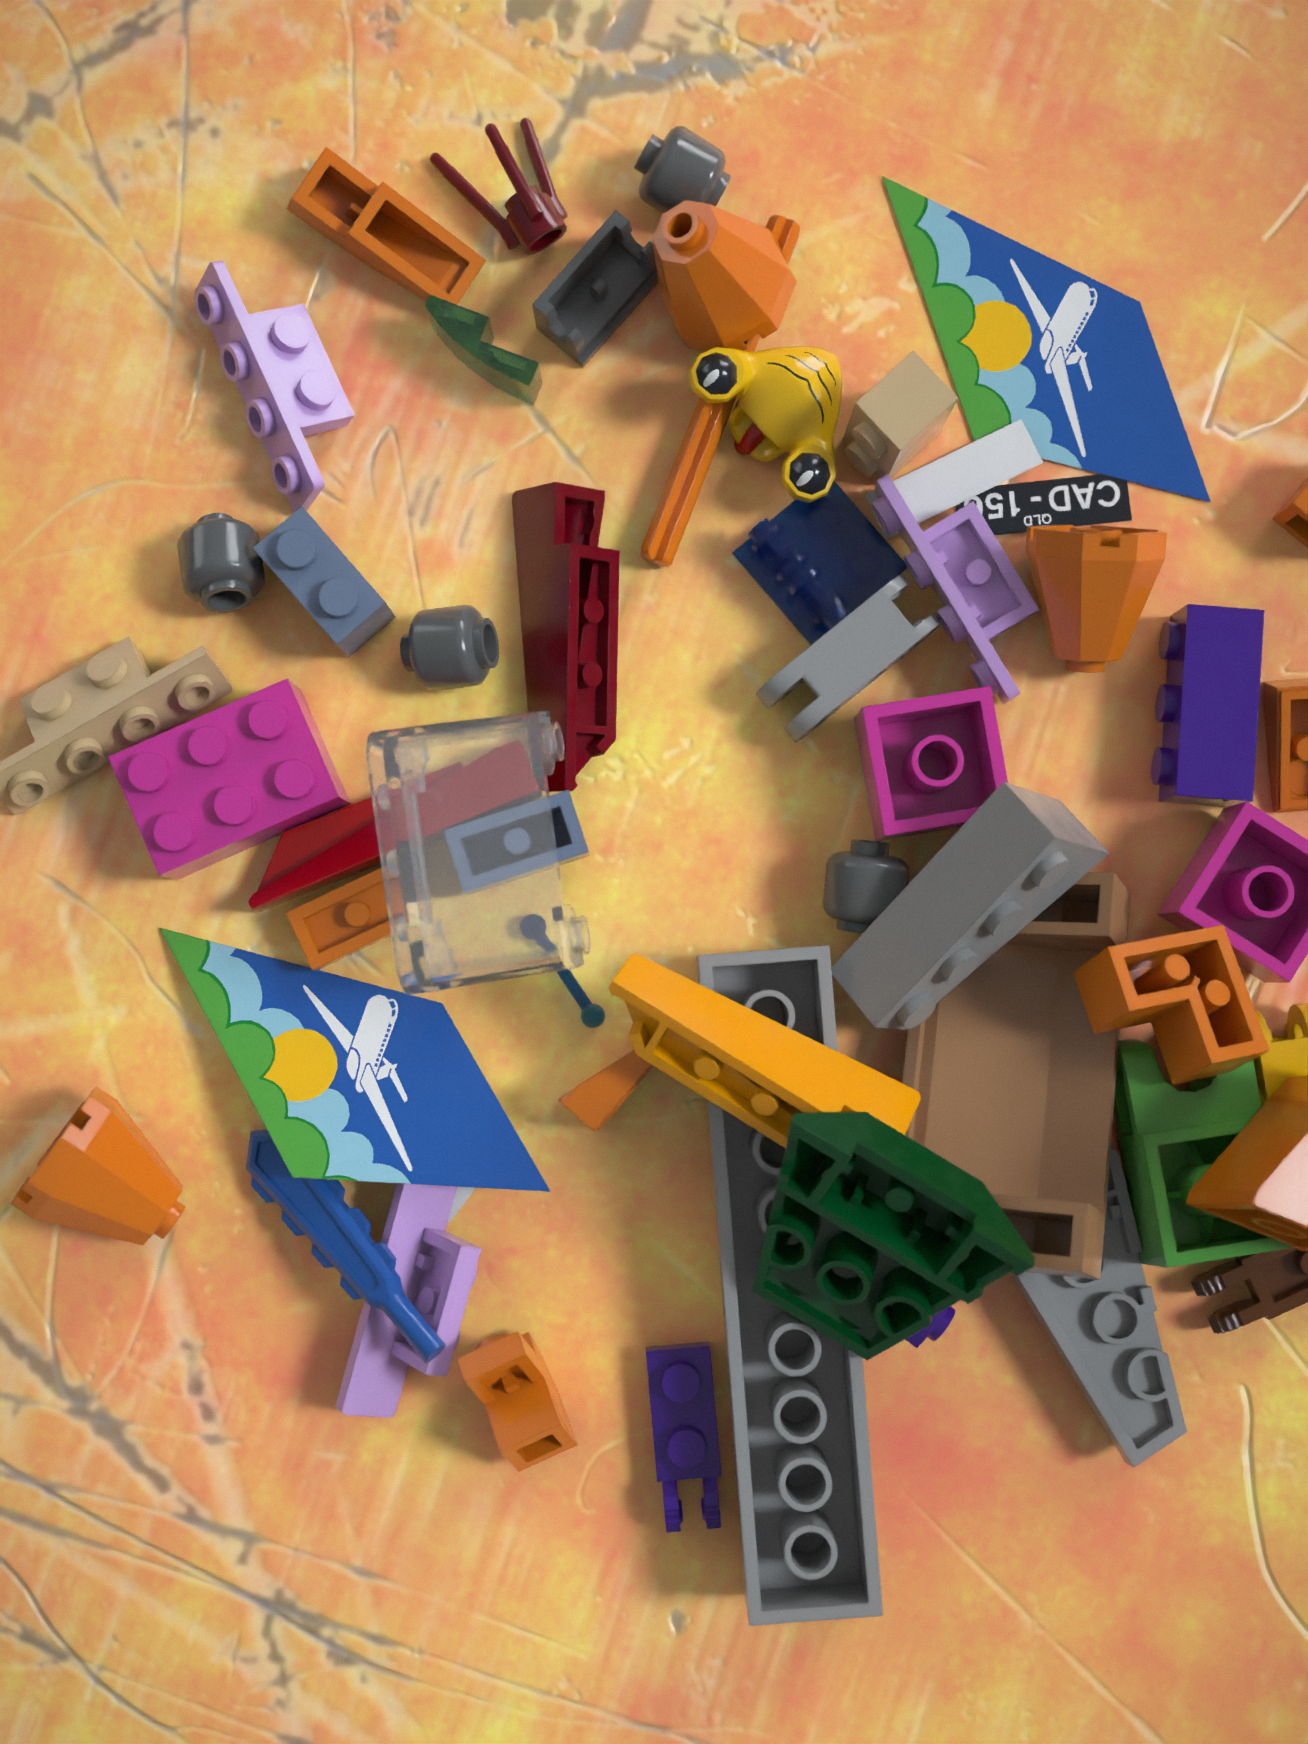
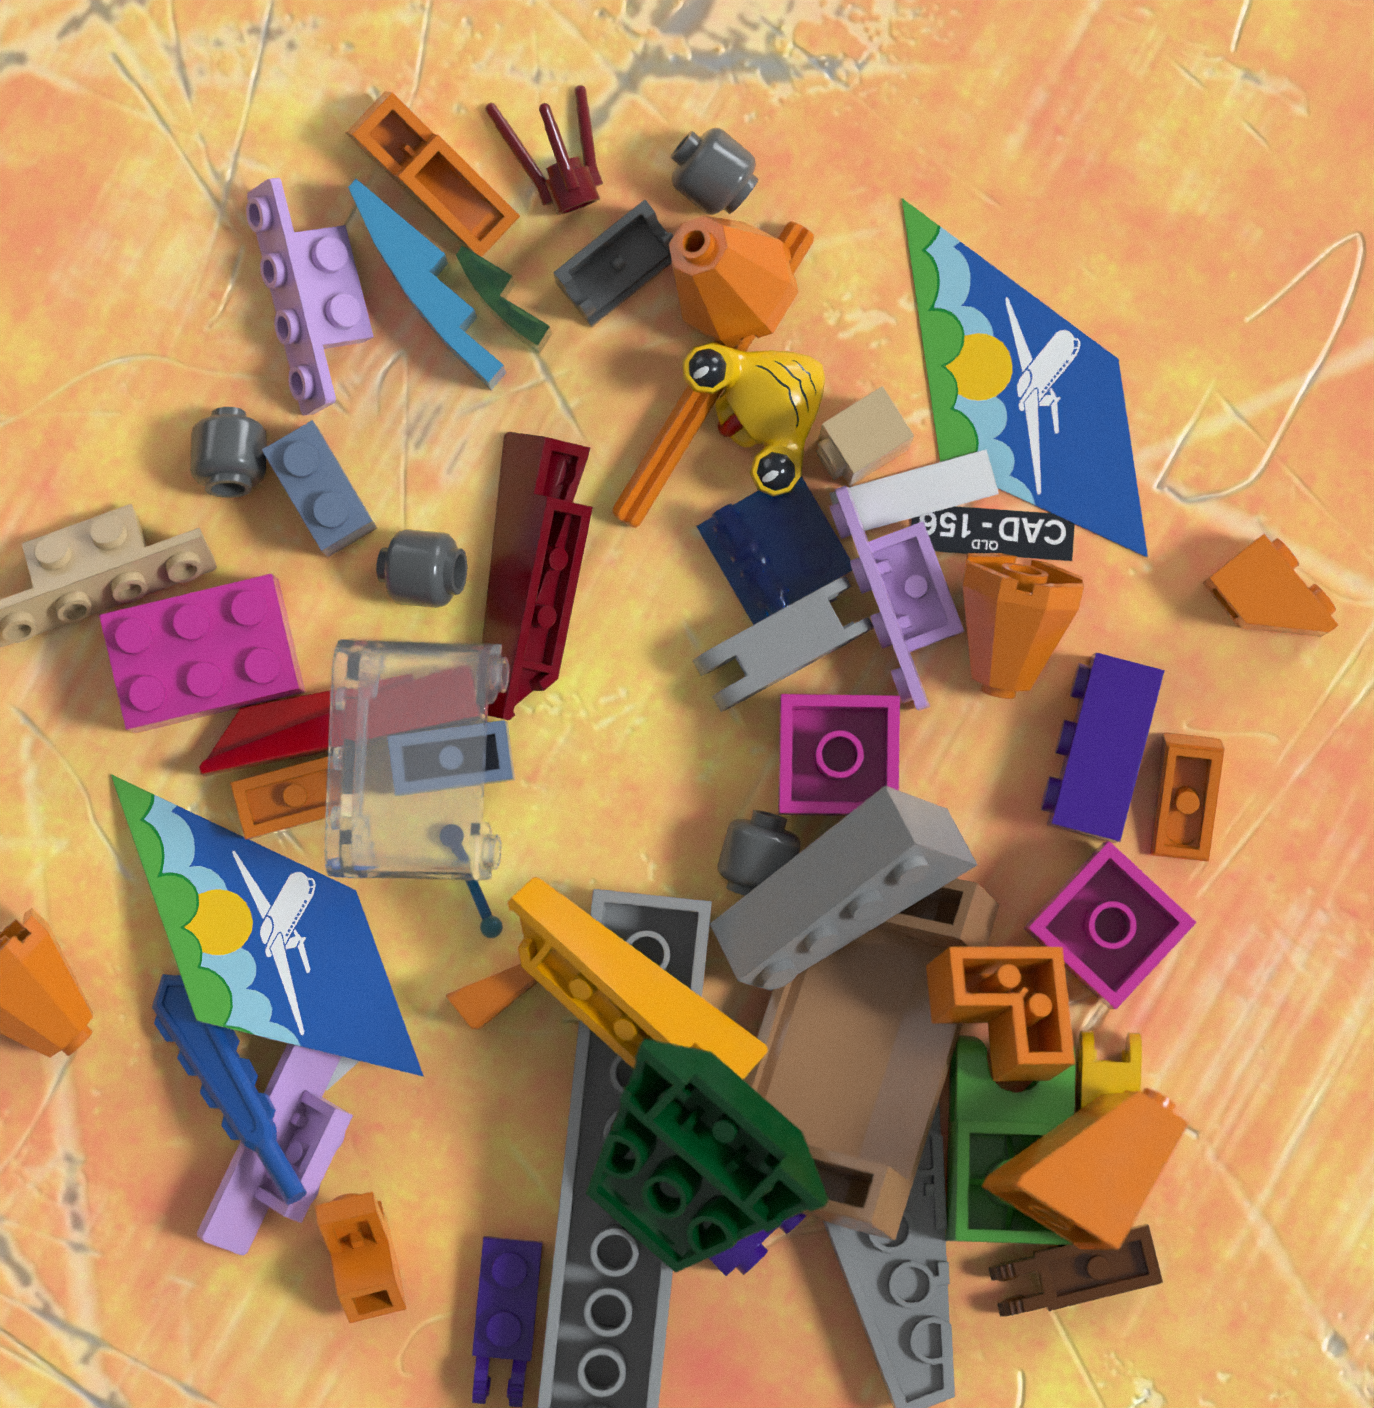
camera: 15 degrees right, 0 degrees up
(387, 333) = (415, 266): none -> dark azure slope

